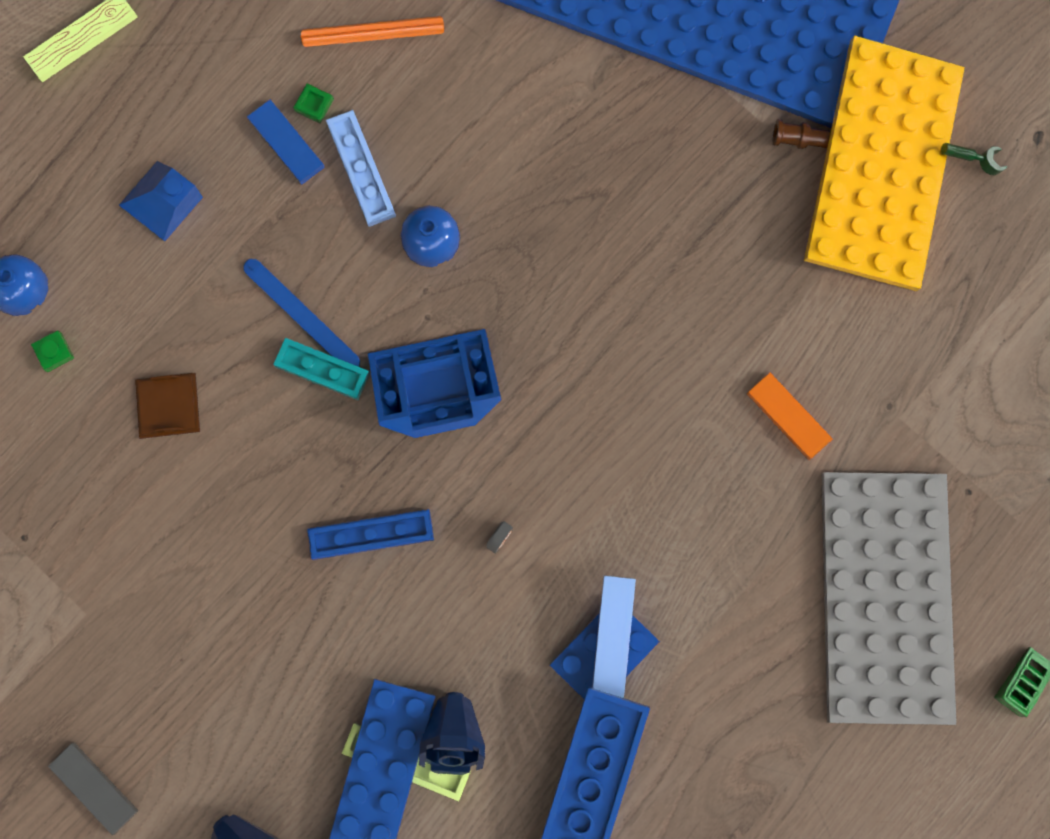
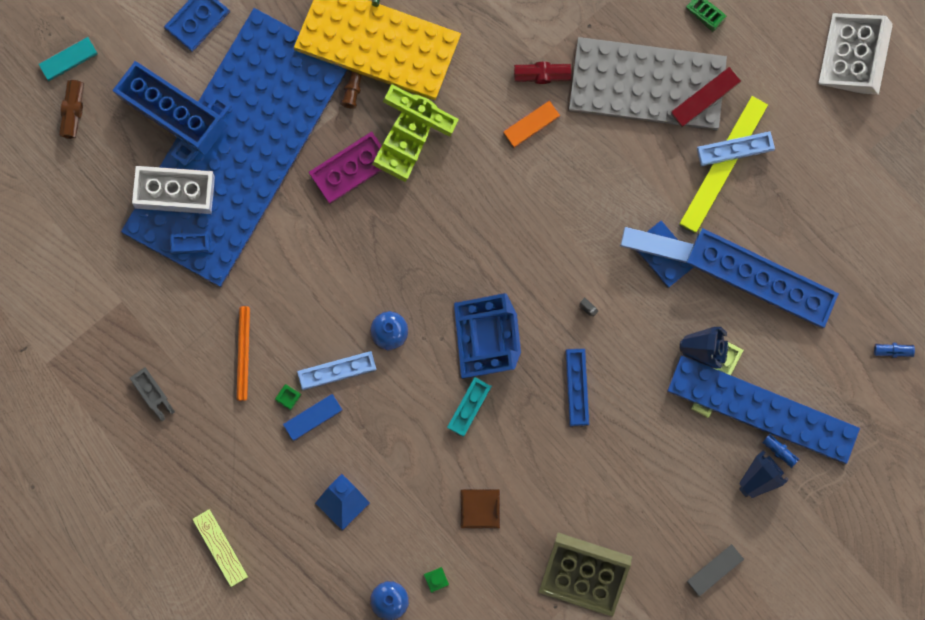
camera: 90 degrees left, 0 degrees up
(72, 578) = (585, 574): none -> olive slope
(299, 312) = (430, 418): blue piece -> none
(677, 148) = (347, 168): none -> magenta plate
(746, 225) = (410, 131): none -> lime slope
(771, 738) = (720, 171): none -> neon yellow tile
(798, 755) = (735, 148): none -> light blue tile
(877, 423) = (542, 72): none -> dark red piece
(879, 694) = (705, 97): none -> dark red tile

